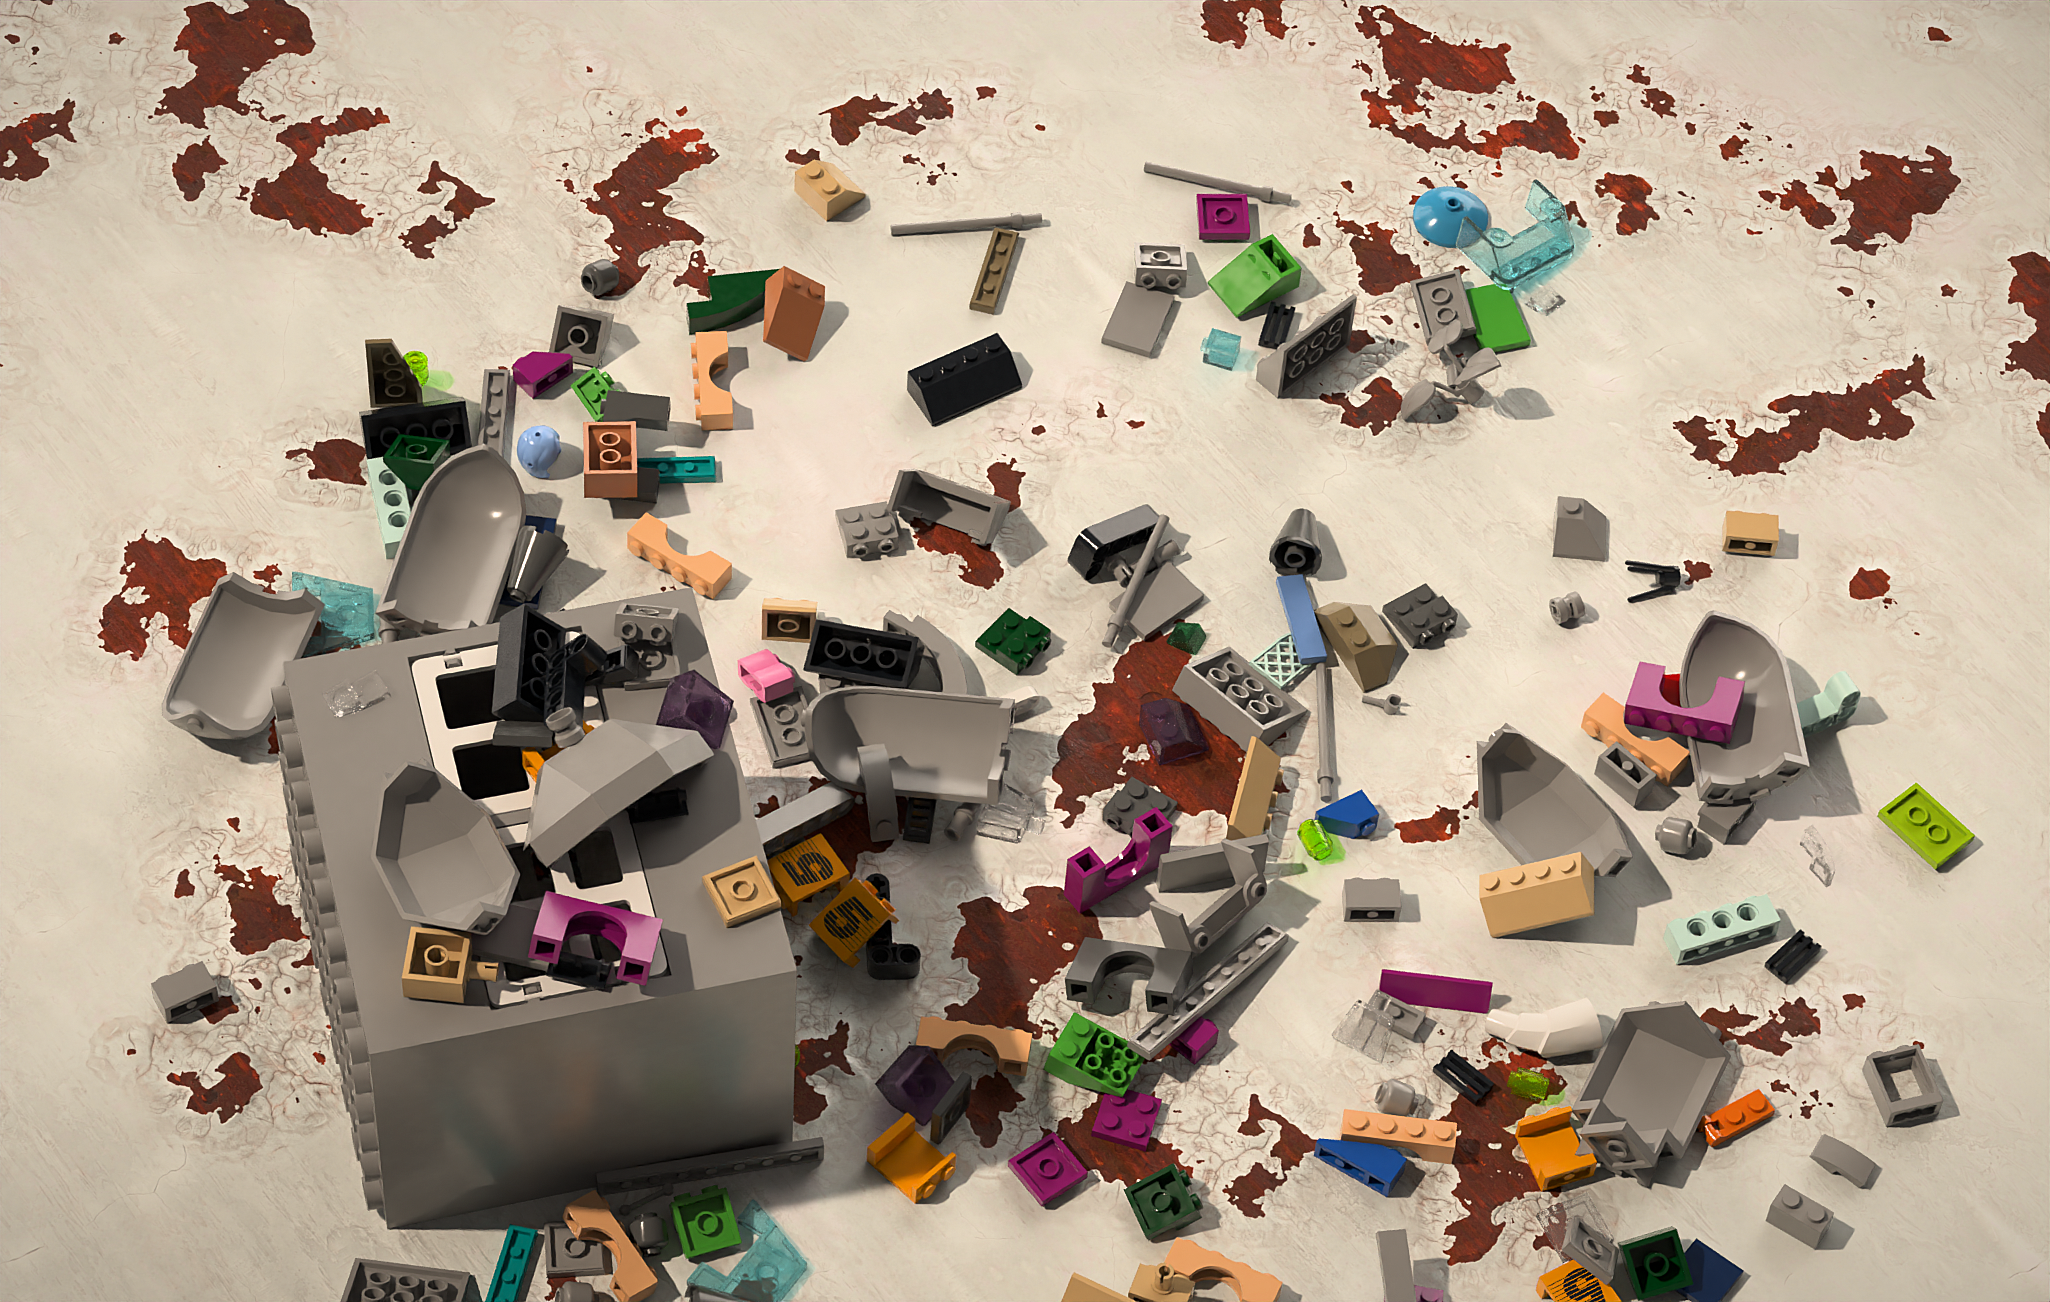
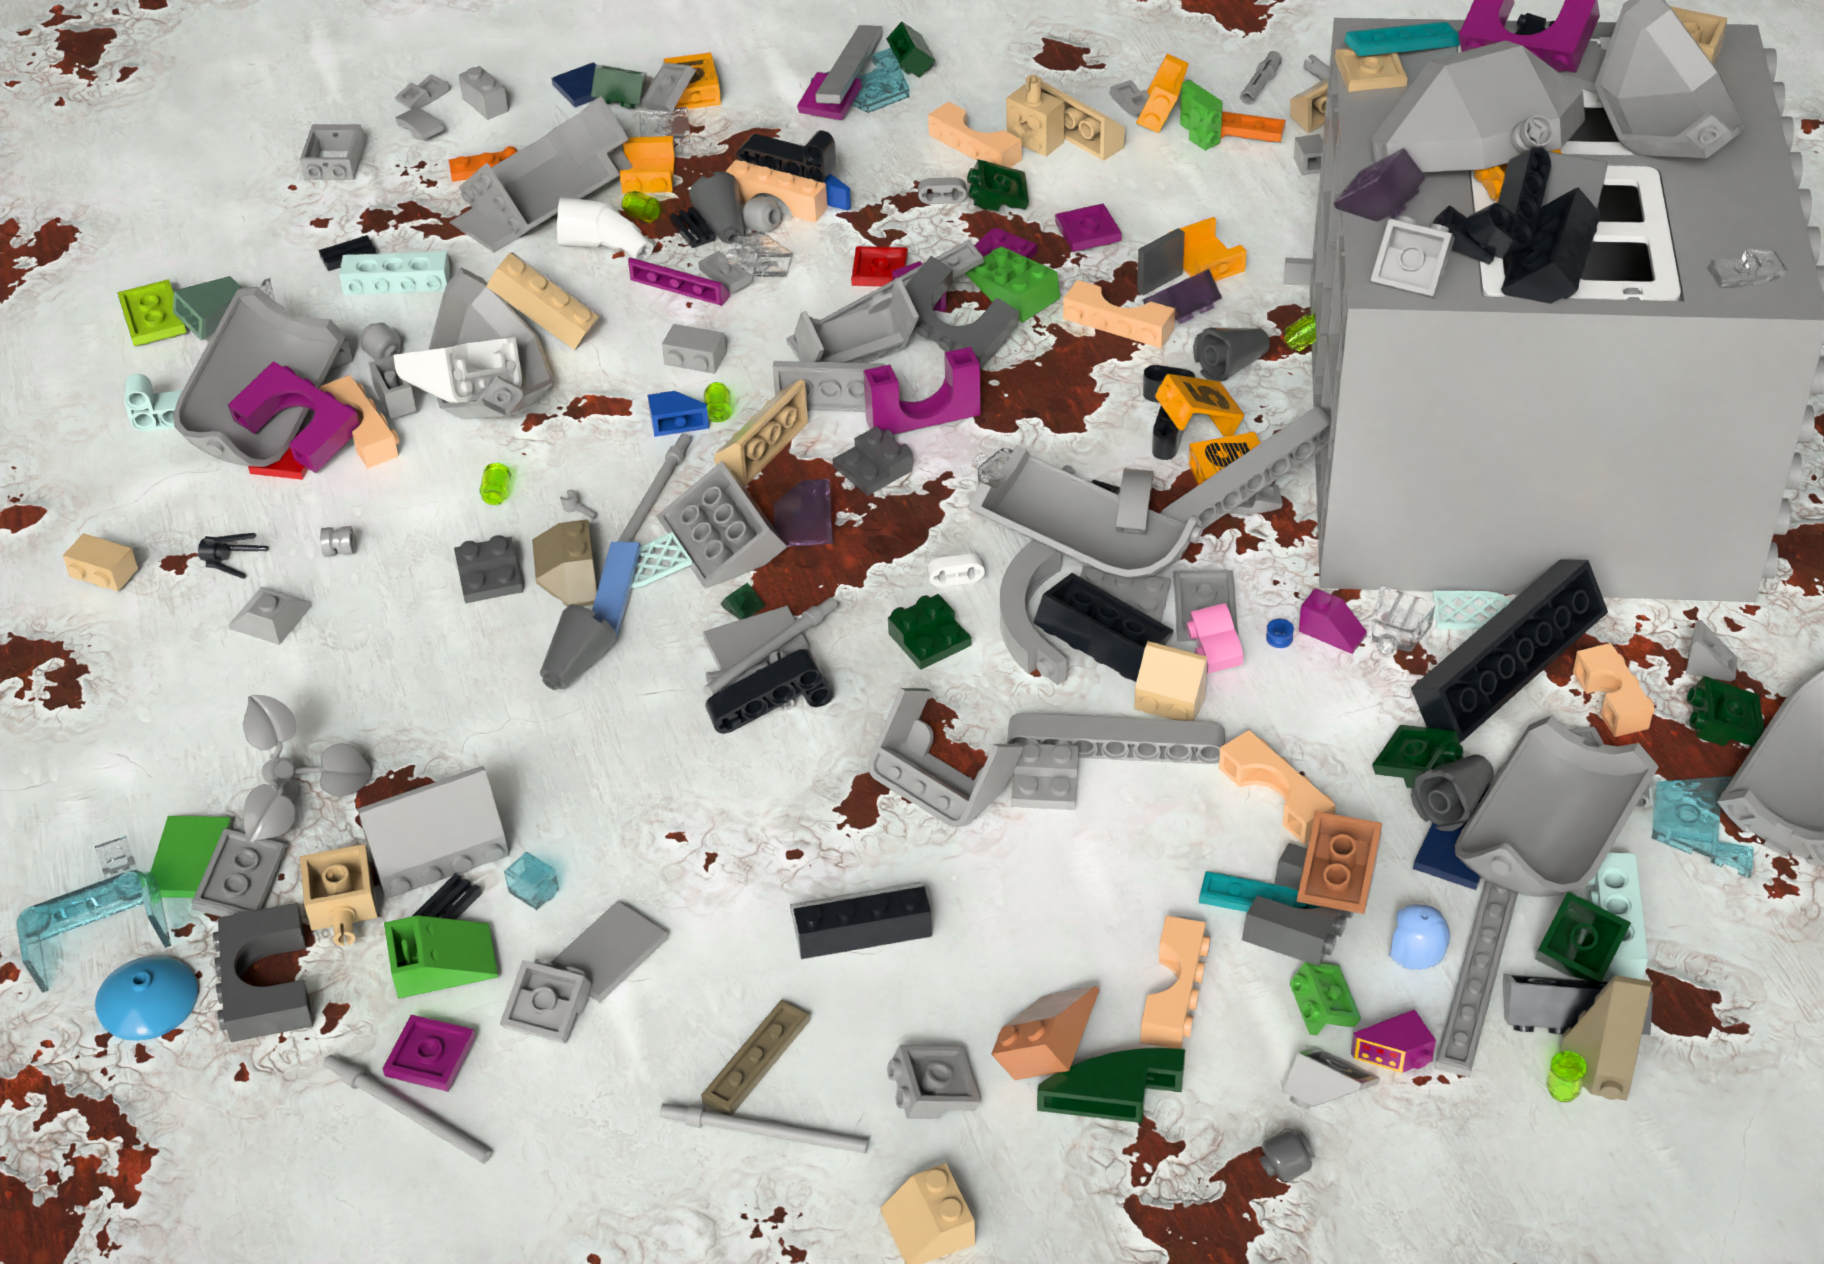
camera: 155 degrees left, 10 degrees down
(568, 594) = (1416, 751): none -> dark green plate
(717, 924) = (1402, 38): none -> teal tile
(820, 570) = (1123, 737): none -> light grey beam
(843, 1011) = (1228, 350): none -> dark grey cone
(860, 271) = (932, 1080): none -> light grey plate
(1222, 1186) = (942, 190): none -> light grey beam
(1243, 1069) = (875, 265): none -> red tile
(1371, 214) = (242, 941): none -> dark grey arch
(1373, 304) = (338, 890): none -> tan brick
(1394, 1147) = (811, 161): none -> black beam
(1441, 1089) = (719, 204): none -> dark grey cone
(1467, 701) = (495, 483): none -> clear neon green brick
(1561, 779) = (462, 370): none -> white windscreen
(1868, 830) = (204, 304): none -> sand green slope
(1874, 1215) = (423, 94): none -> light grey slope

